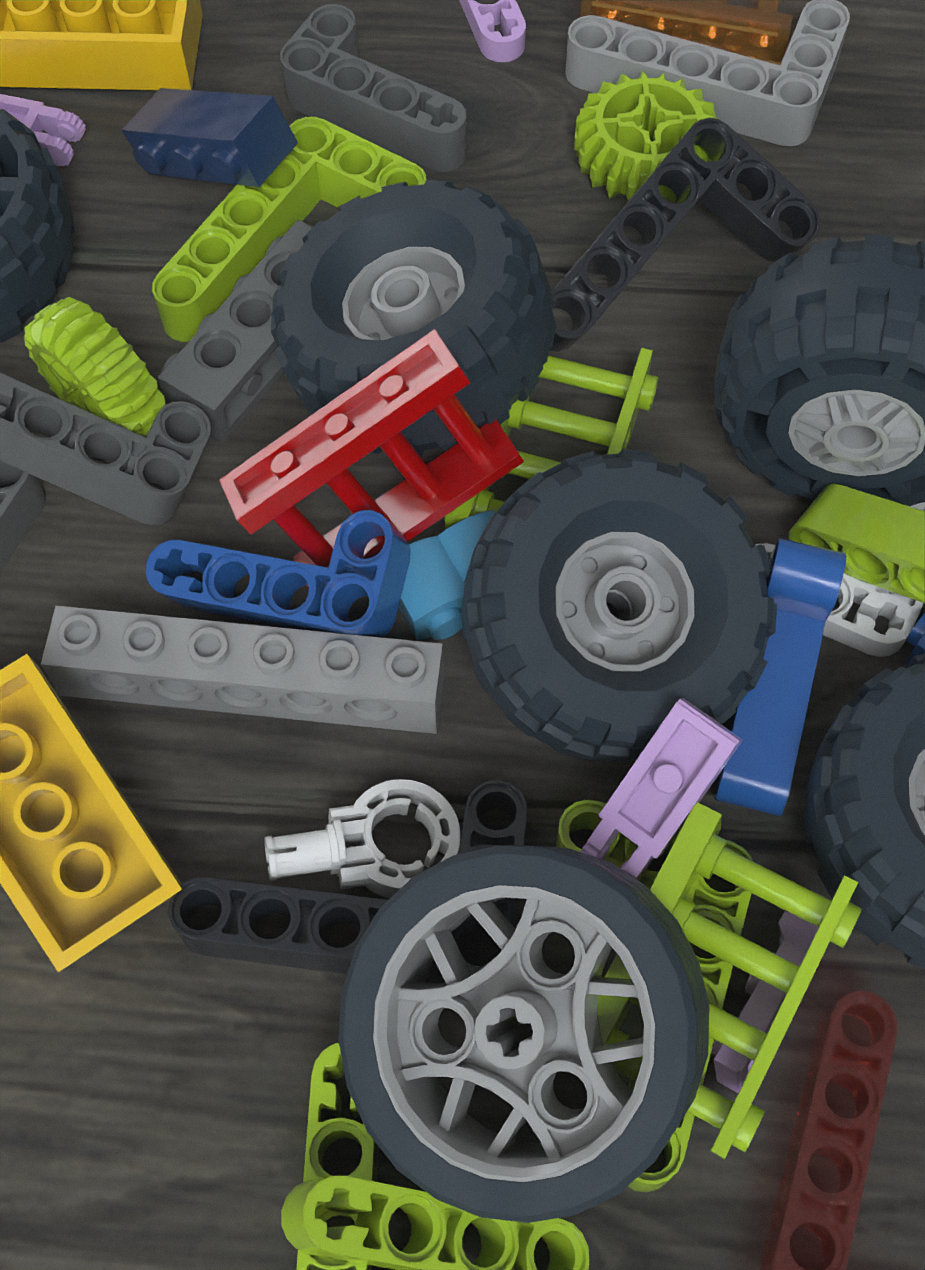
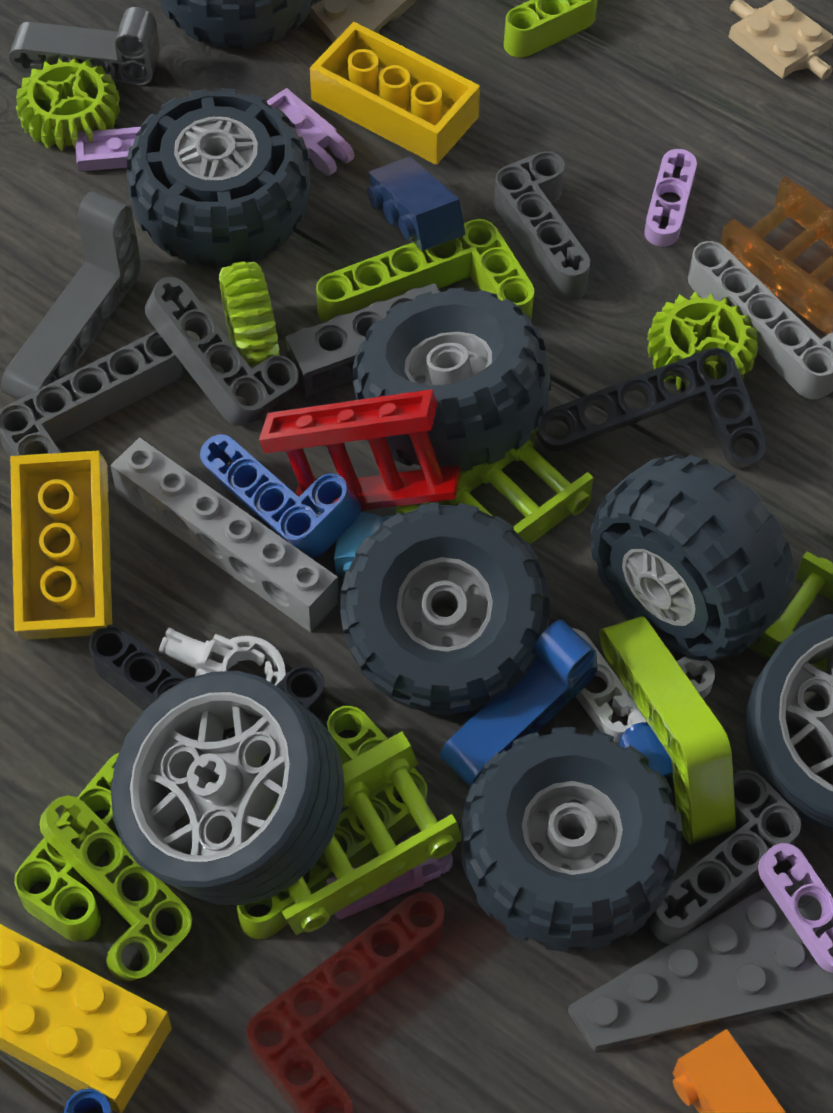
camera: 30 degrees right, 5 degrees down
(664, 786) = (395, 710): lavender hinge -> none

